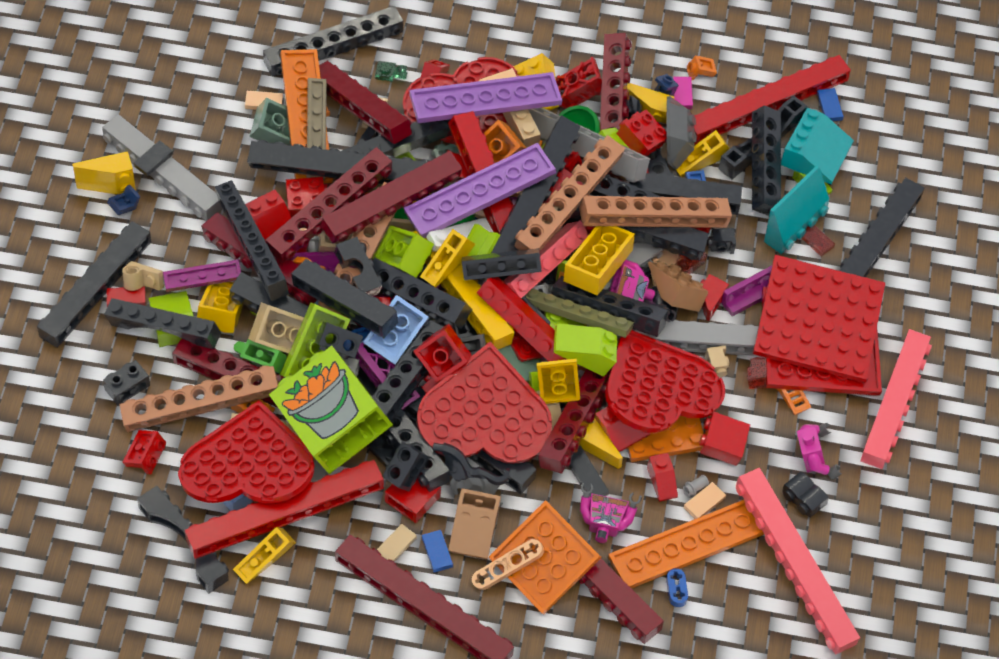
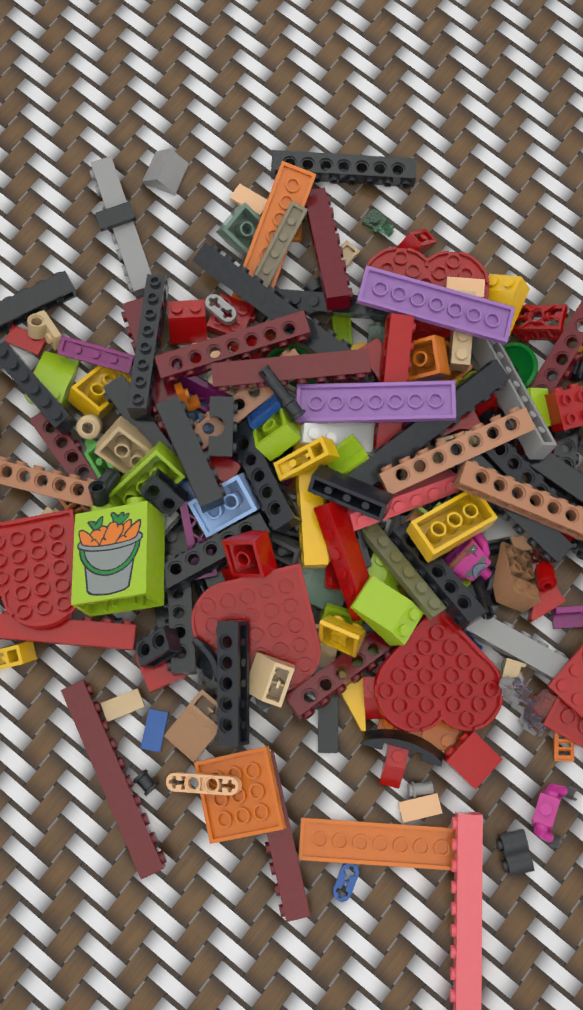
camera: 30 degrees right, 20 degrees up
(105, 174) = (71, 212): yellow slope -> none
(125, 201) = (73, 245): dark blue bracket -> none
(172, 108) = (166, 171): none -> light grey slope
(237, 327) = (85, 431): none -> tan head
(281, 363) = (101, 488): none -> black piece
(295, 189) = (217, 312): none -> light grey beam
(387, 242) = (263, 412): none -> blue tile
(405, 219) = (287, 401): none -> black pin
(455, 592) = (145, 782): none -> black bush
(516, 501) = (238, 692): none -> black brick
(517, 444) = (270, 679): none -> tan slope
(606, 514) = (321, 777): dark pink torso -> none
(638, 459) = (404, 740): none -> black slope
(700, 270) = (545, 576): none -> red brick
(748, 382) = (517, 682): none -> piece

